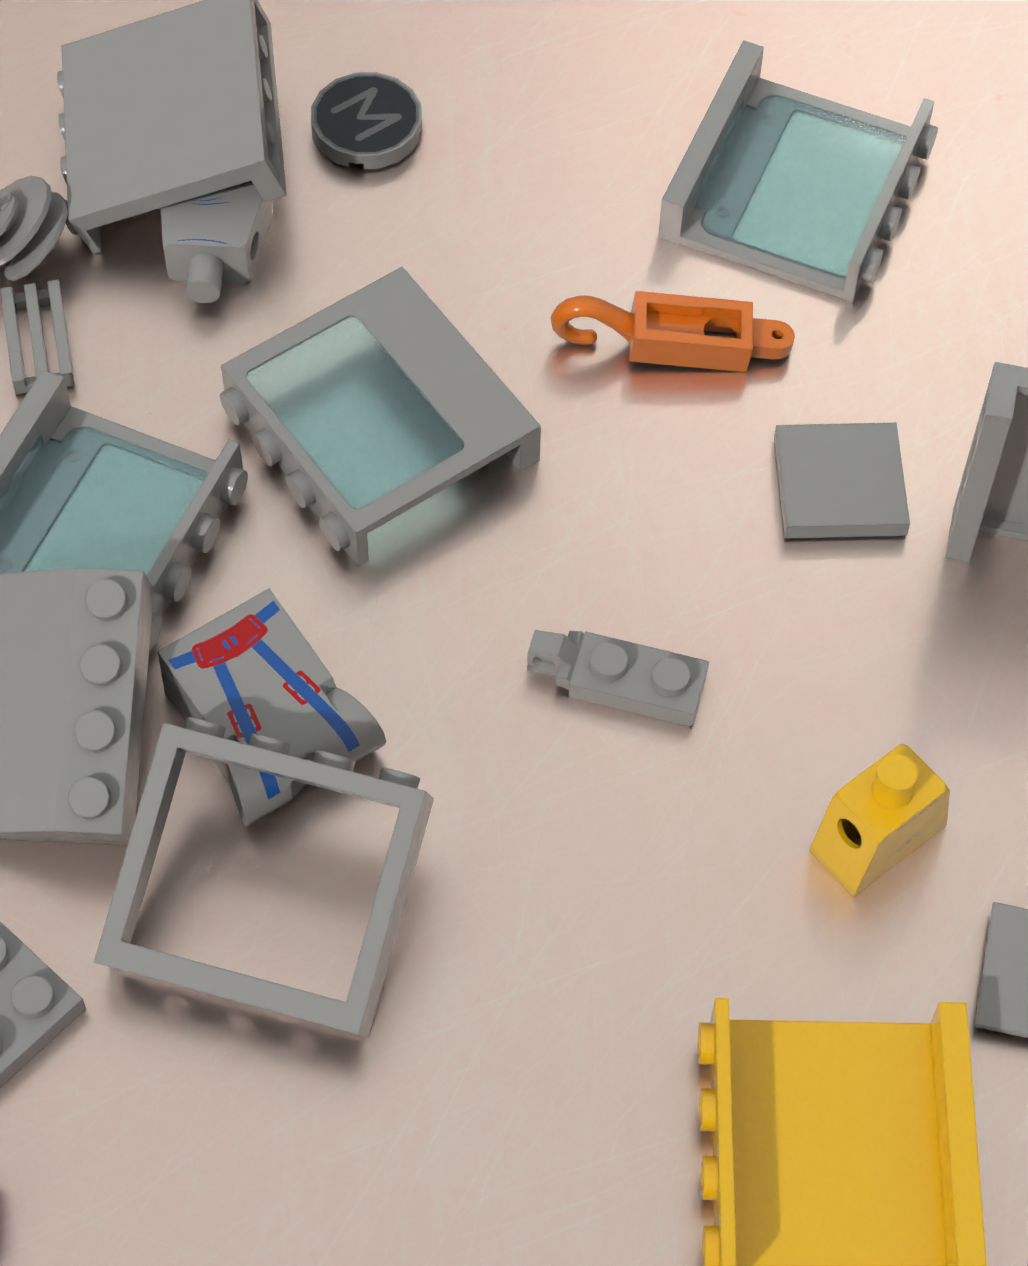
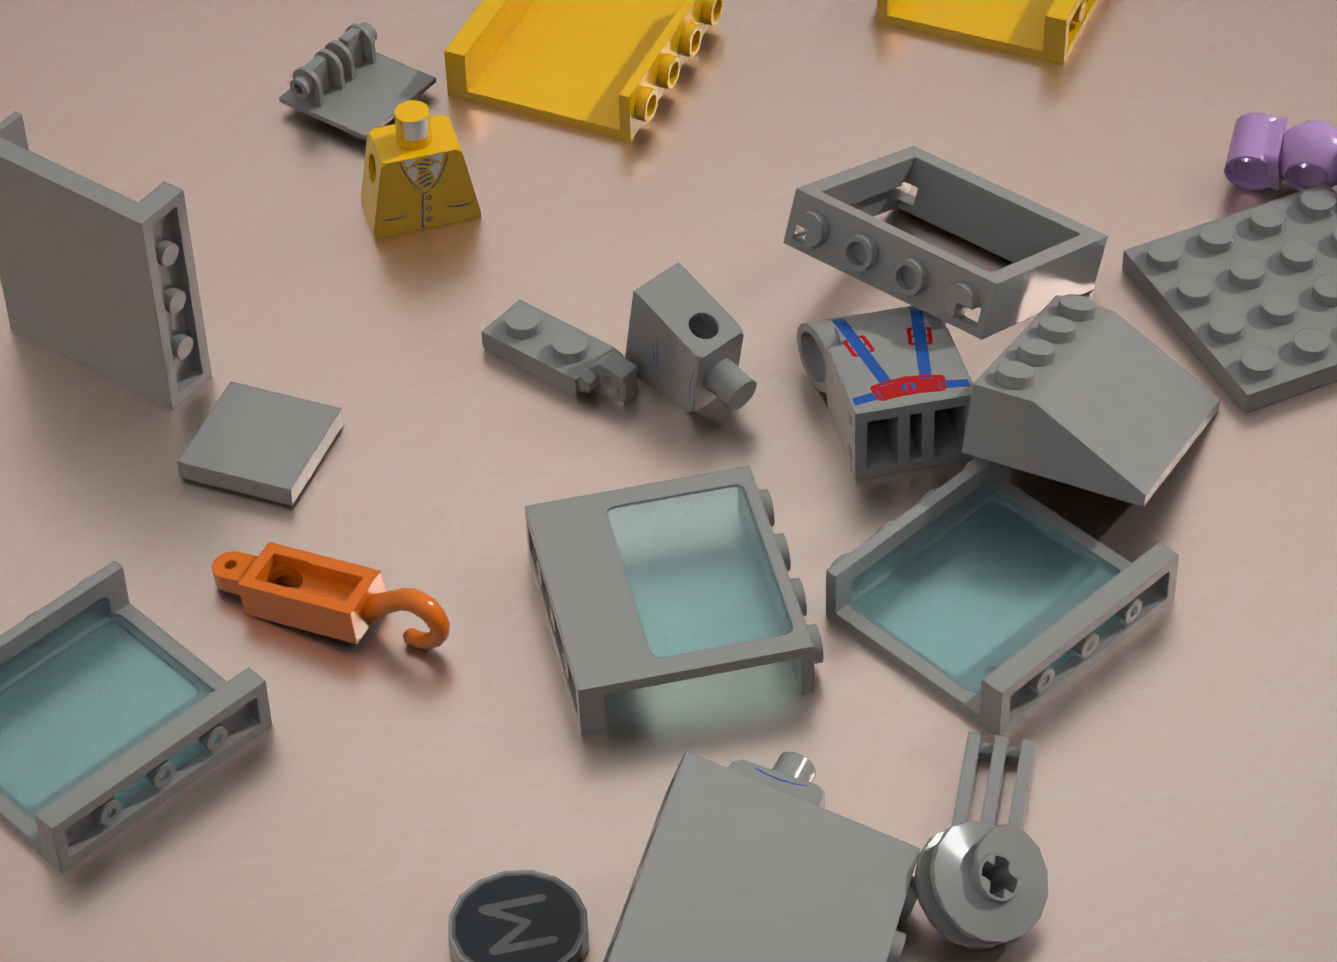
camera: 155 degrees left, 15 degrees down
(486, 672) = (686, 343): none -> light grey torso

